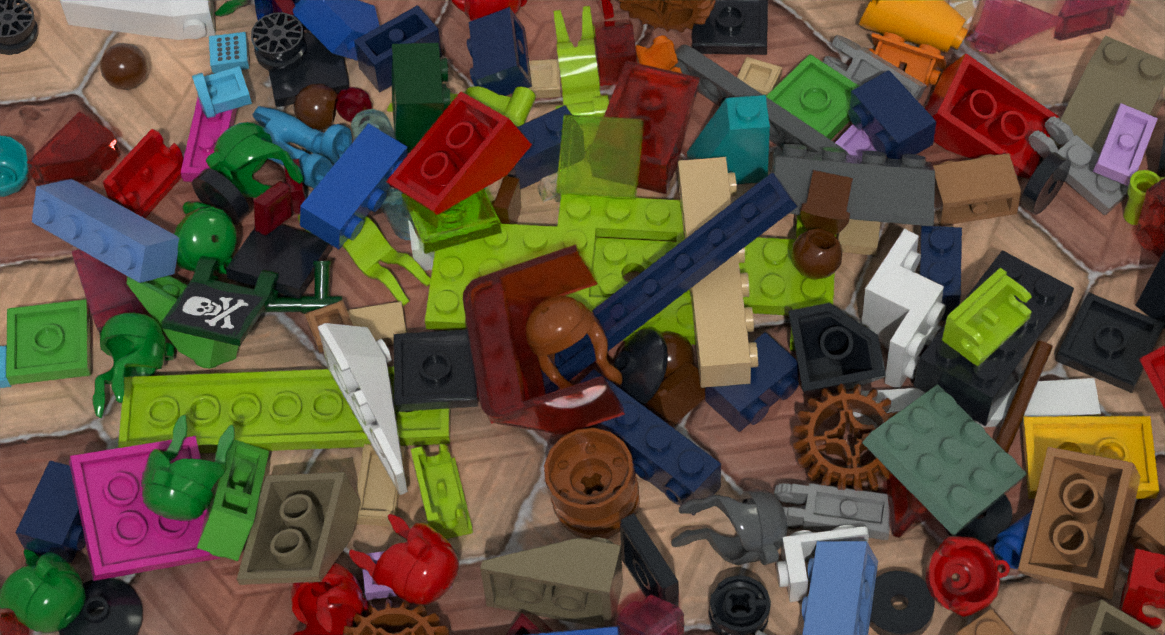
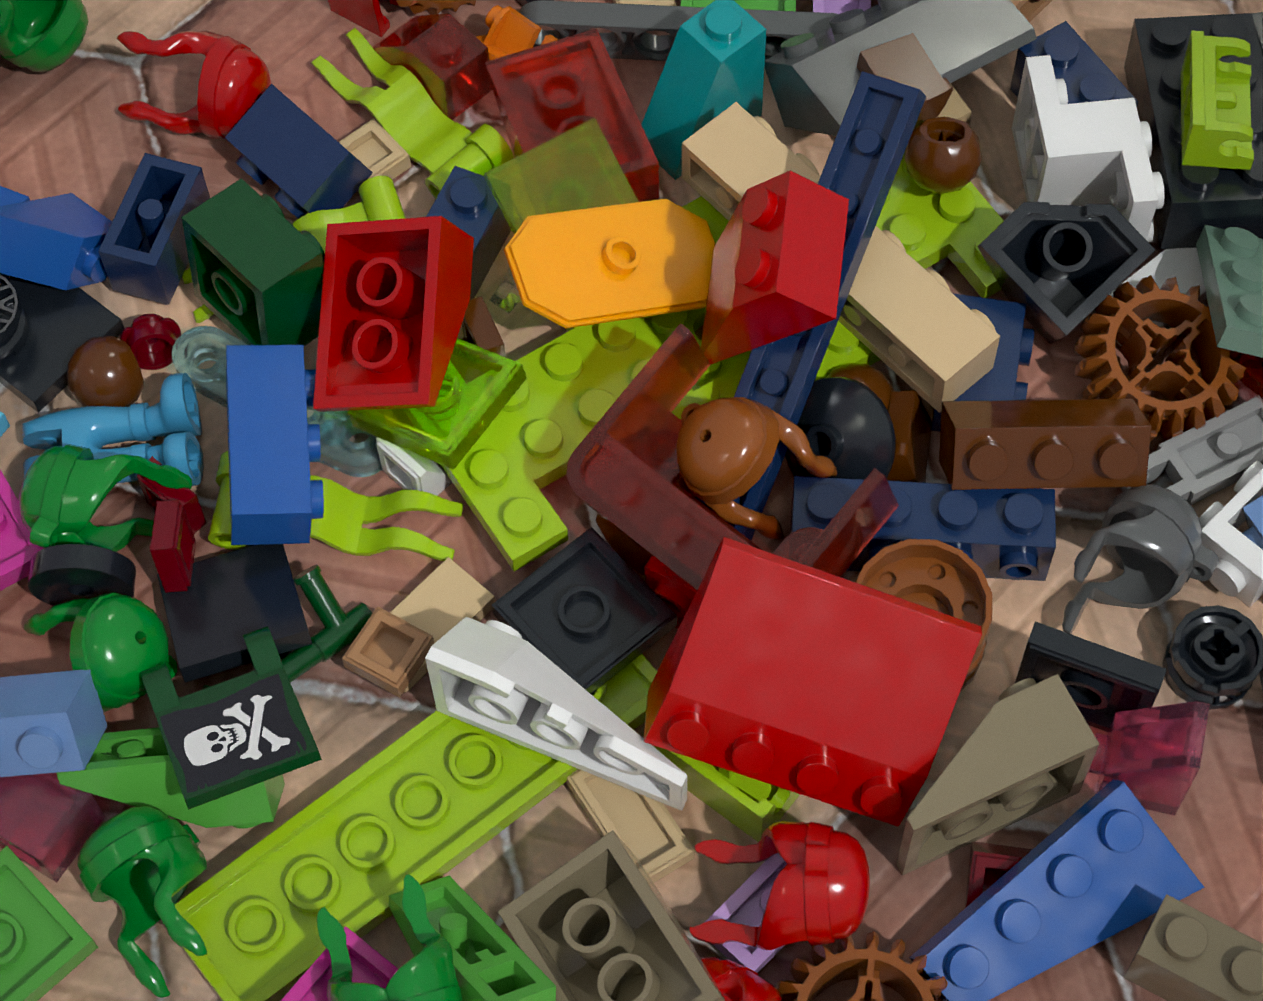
camera: 40 degrees left, 5 degrees up
(494, 464) = (810, 682): none -> red slope
(594, 202) = (612, 262): none -> light orange shield
(651, 245) = (775, 266): none -> red slope
(734, 436) = (1044, 444): none -> reddish brown brick

